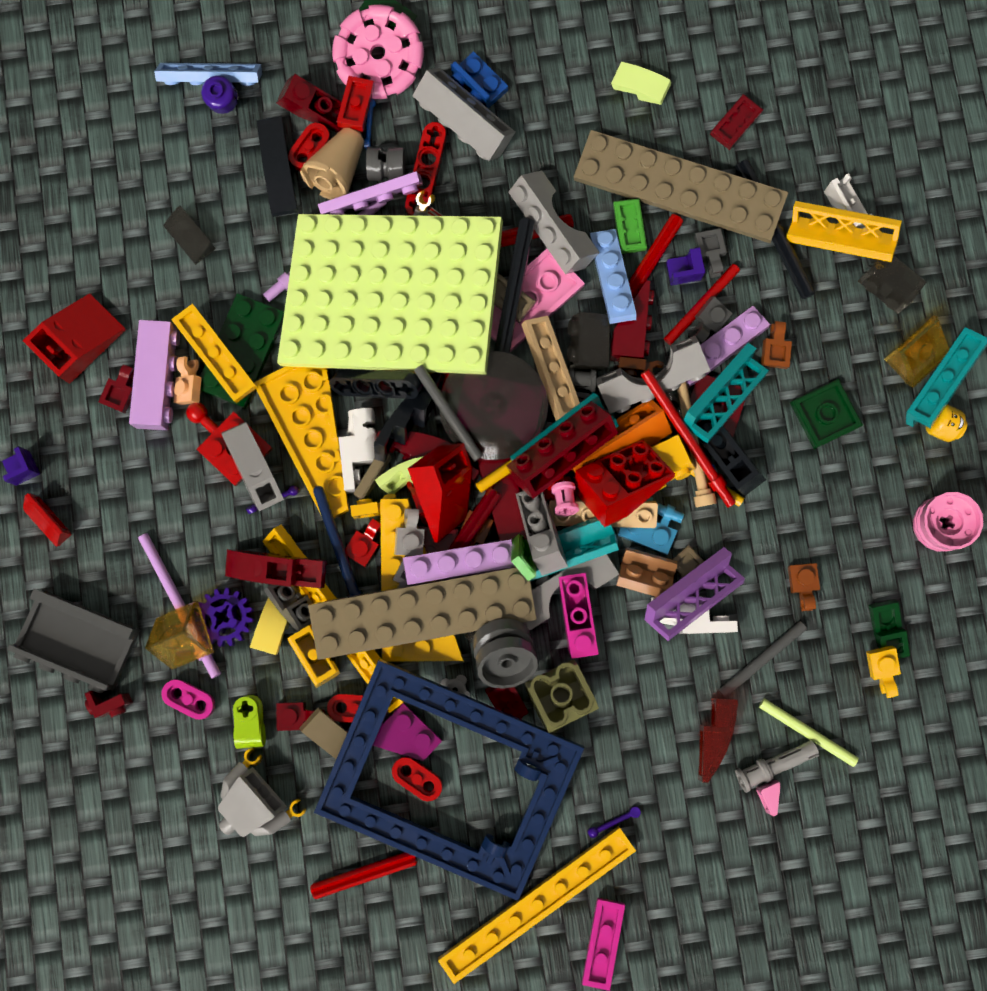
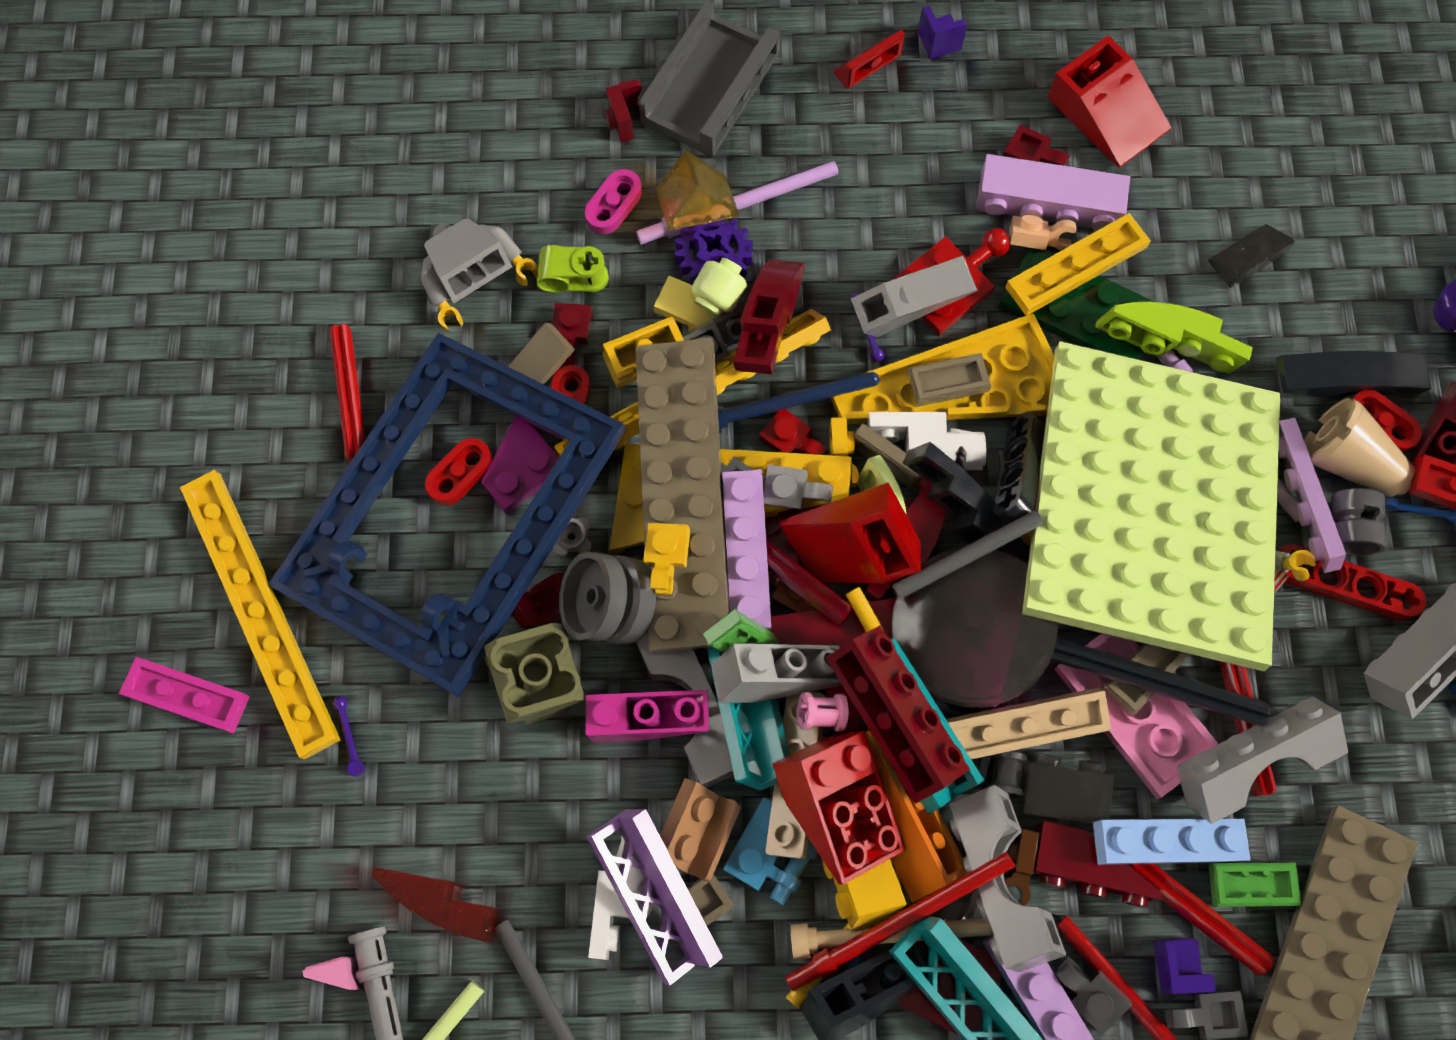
camera: 95 degrees right, 10 degrees down
(259, 284) = (1168, 326): none -> lime slope
(259, 607) = (719, 286): none -> yellowish green head
(312, 437) = (949, 379): none -> dark tan tile
(468, 615) = (665, 549): none -> yellow plate

